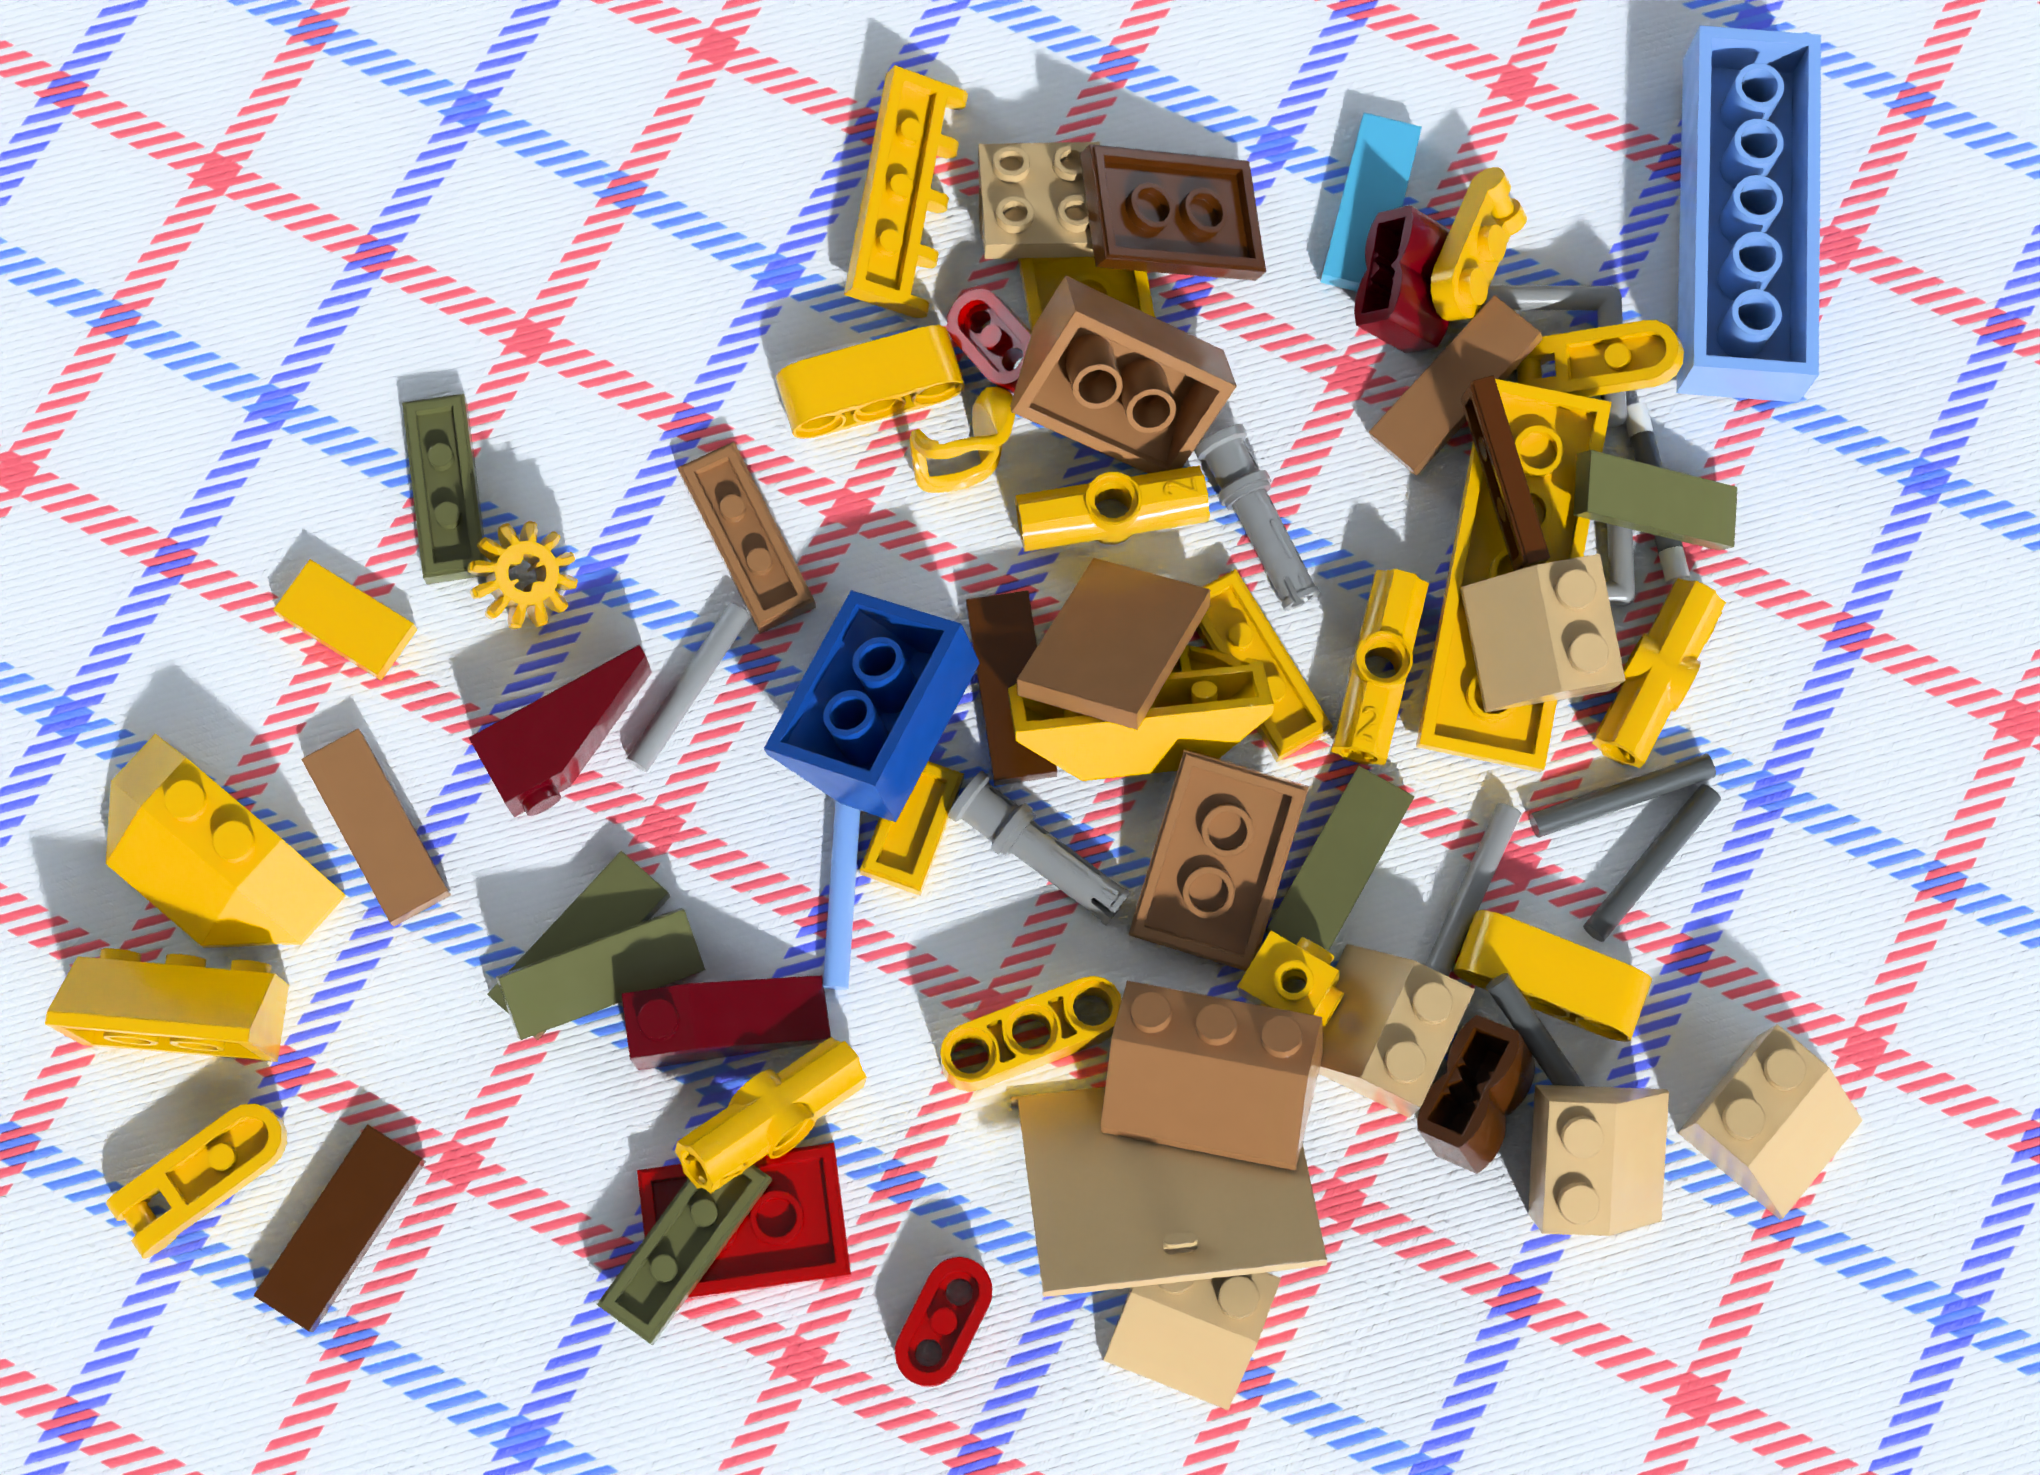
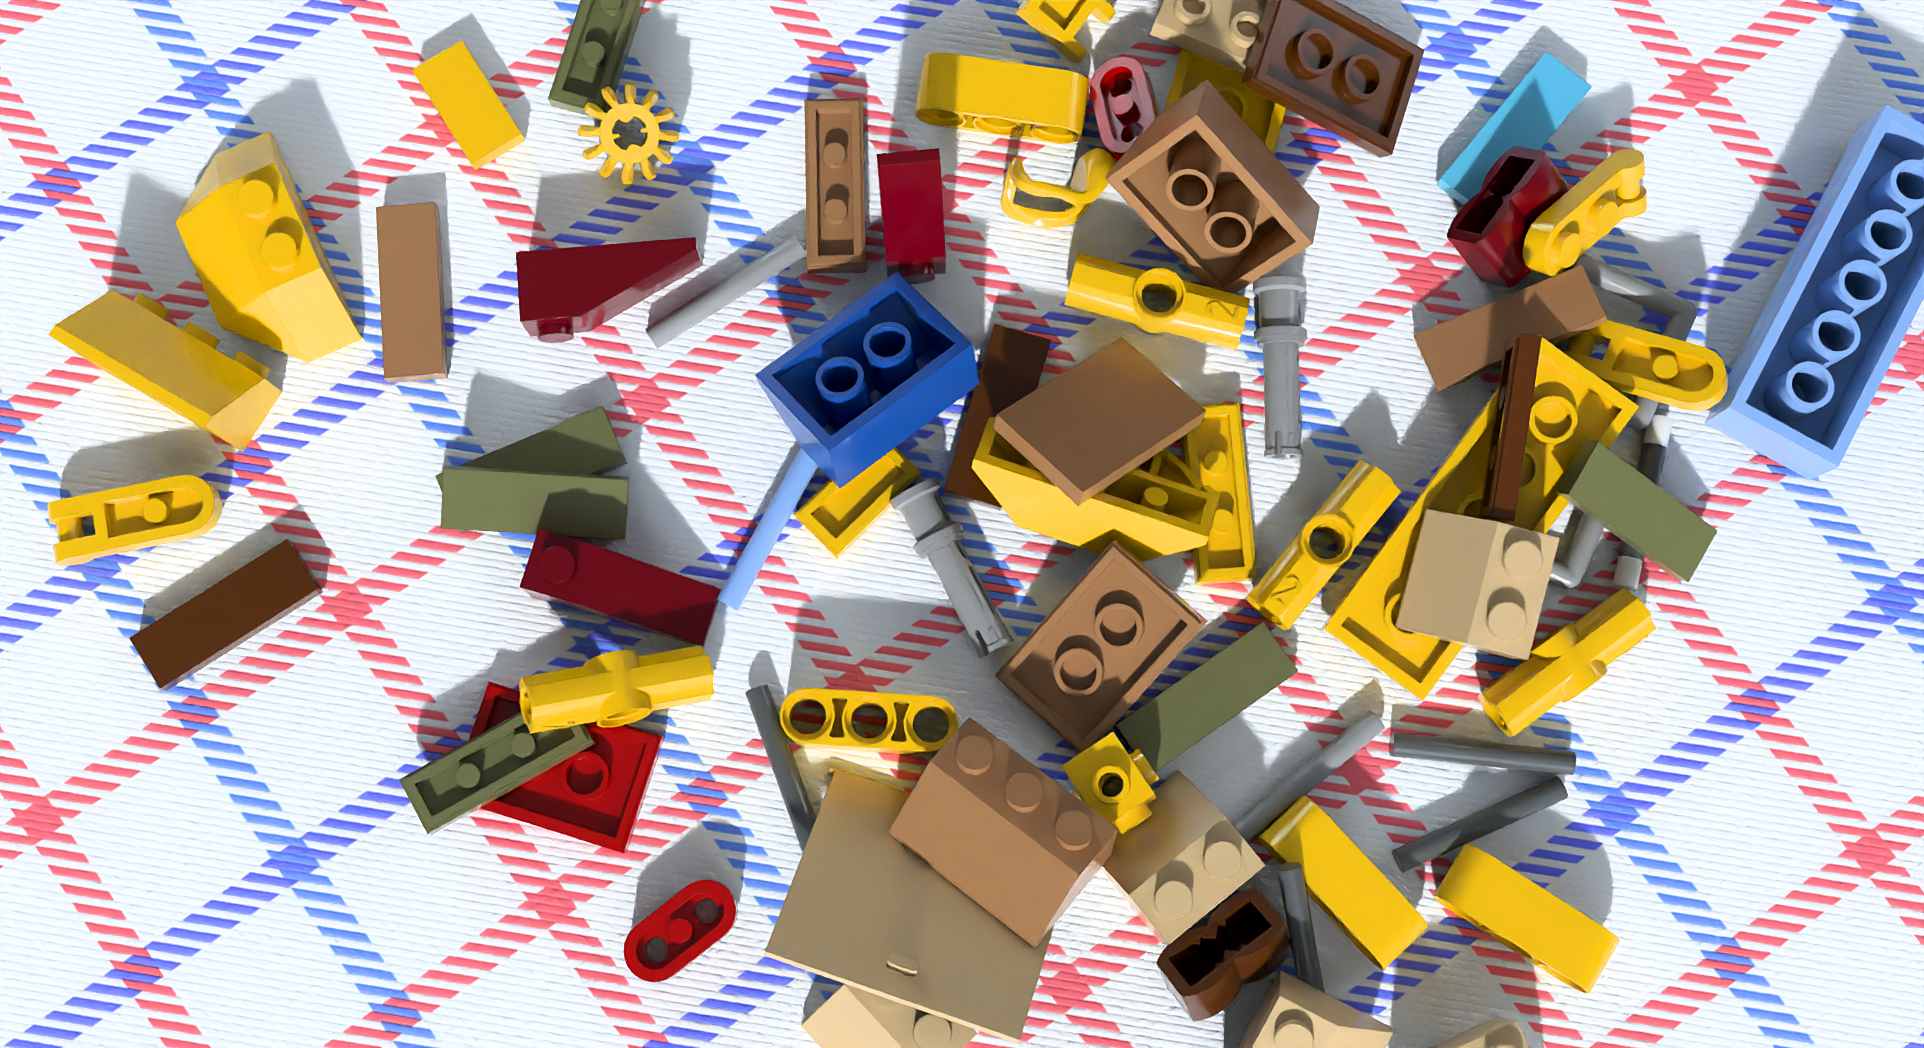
camera: 25 degrees right, 5 degrees up
(842, 527) = (912, 214): none -> dark red slope
(964, 1116) = (782, 762): none -> dark grey bar
(1738, 929) = (1526, 918): none -> yellow beam

